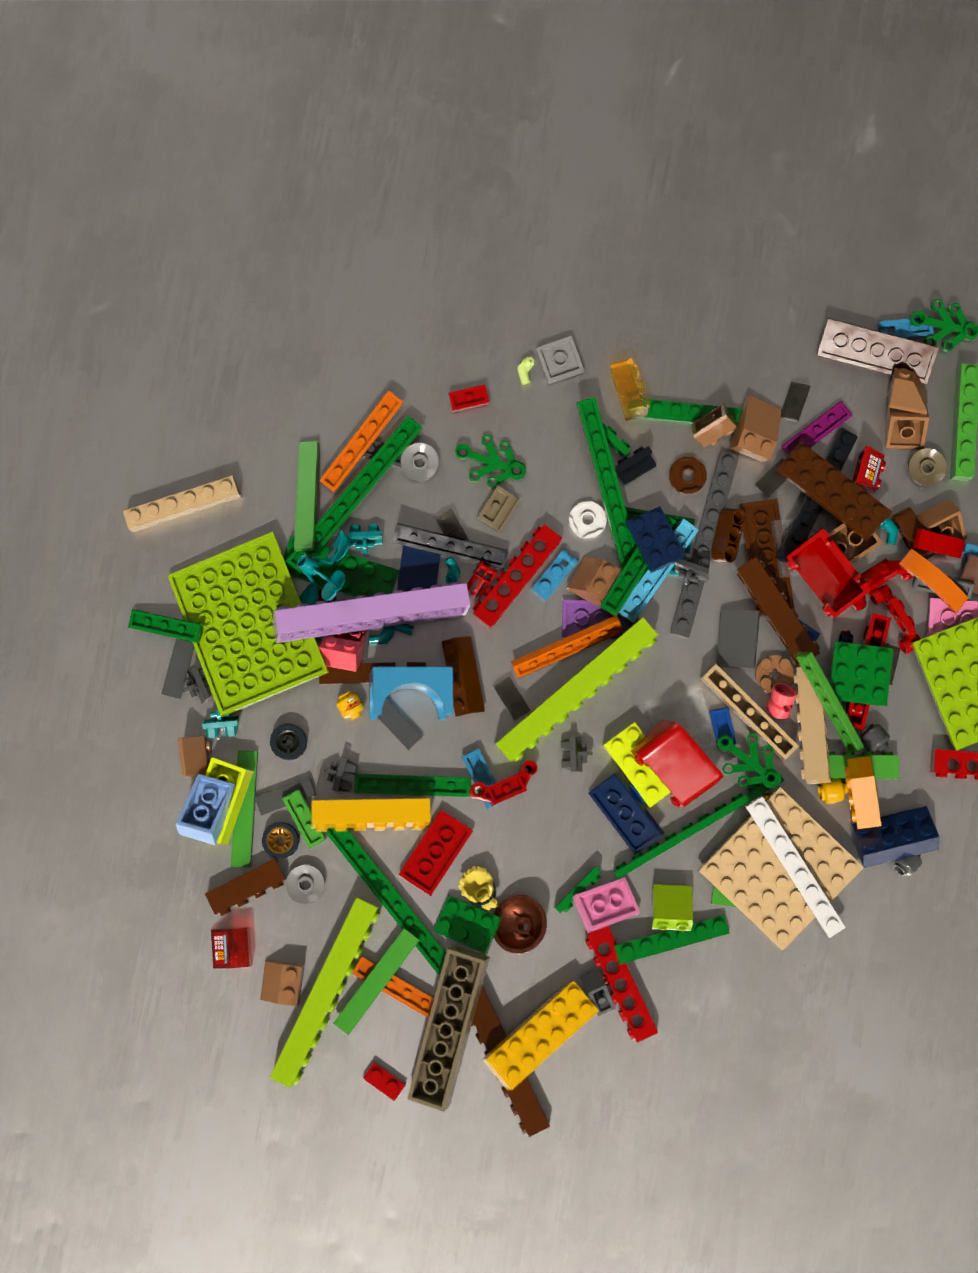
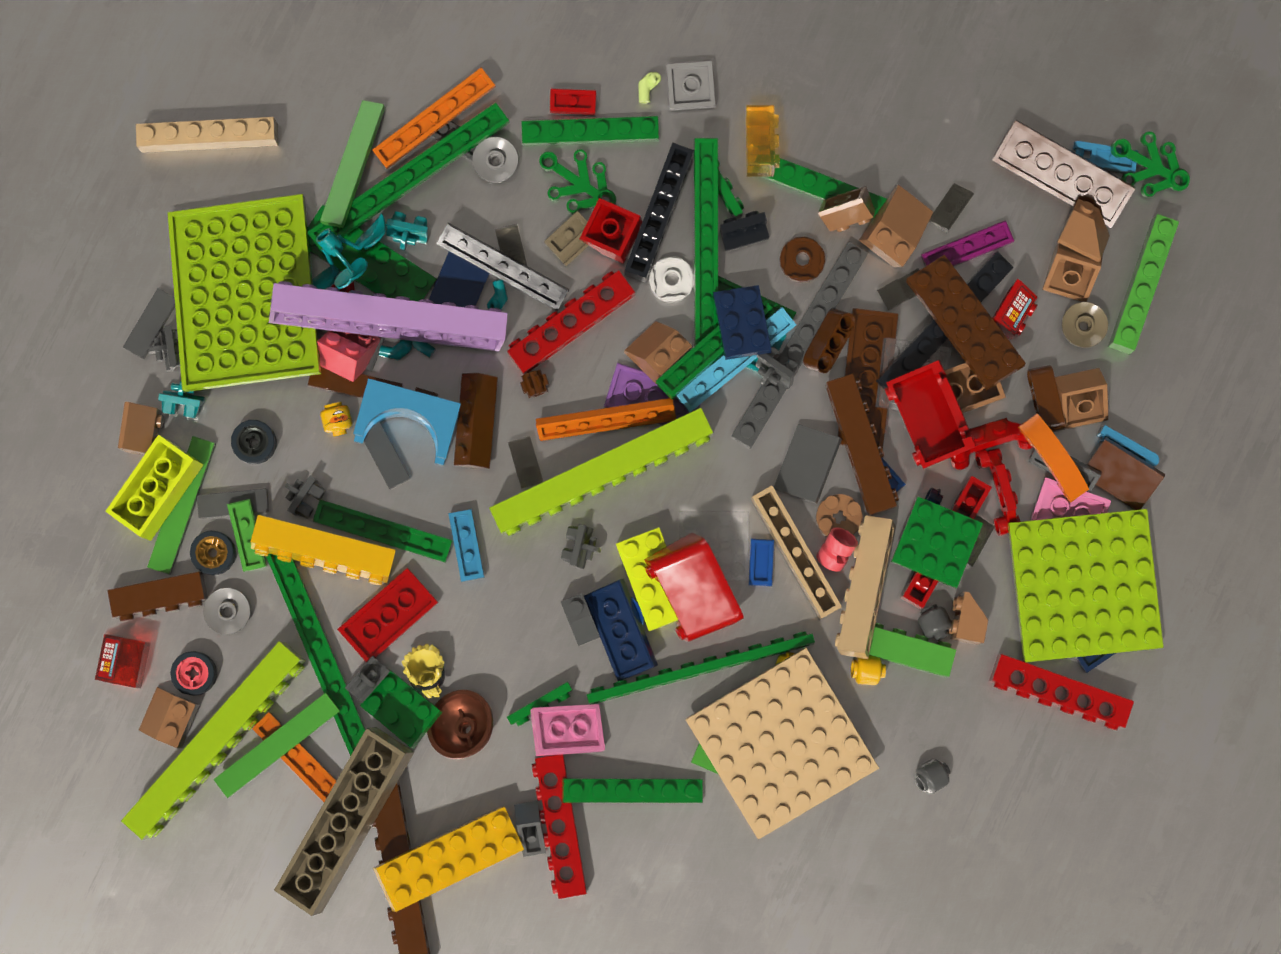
camera: 15 degrees right, 0 degrees up
(165, 626) = (149, 270): green tile -> none
(205, 809) = (133, 492): light blue slope -> none
(298, 933) = (200, 683): none -> wheel
(384, 1081) = (255, 863): red plate -> none
(434, 908) = (367, 679): none -> dark grey hips
(480, 579) = (528, 314): red arm -> none
(489, 417) = (590, 130): none -> green plate
(501, 633) = (534, 383): none -> reddish brown gear
(505, 788) = (488, 563): red plate -> none
(529, 493) = (611, 230): none -> red slope
(554, 575) = (615, 333): dark azure plate -> none
(563, 469) = (659, 212): none -> black brick
(591, 813) = (580, 619): none -> dark grey slope
(672, 907) = (643, 753): lime piece -> none
(751, 763) = (781, 612): green plant -> none
(795, 866) = (798, 745): white plate -> none
(829, 701) = (891, 564): bright green tile -> none
(862, 792) = (900, 680): light orange brick -> none
(892, 531) = (1023, 386): teal arm -> none
(897, 838) = (925, 743): dark blue piece -> none
(902, 729) = (969, 620): none -> medium nougat slope
(939, 543) = (1072, 416): red tile -> none

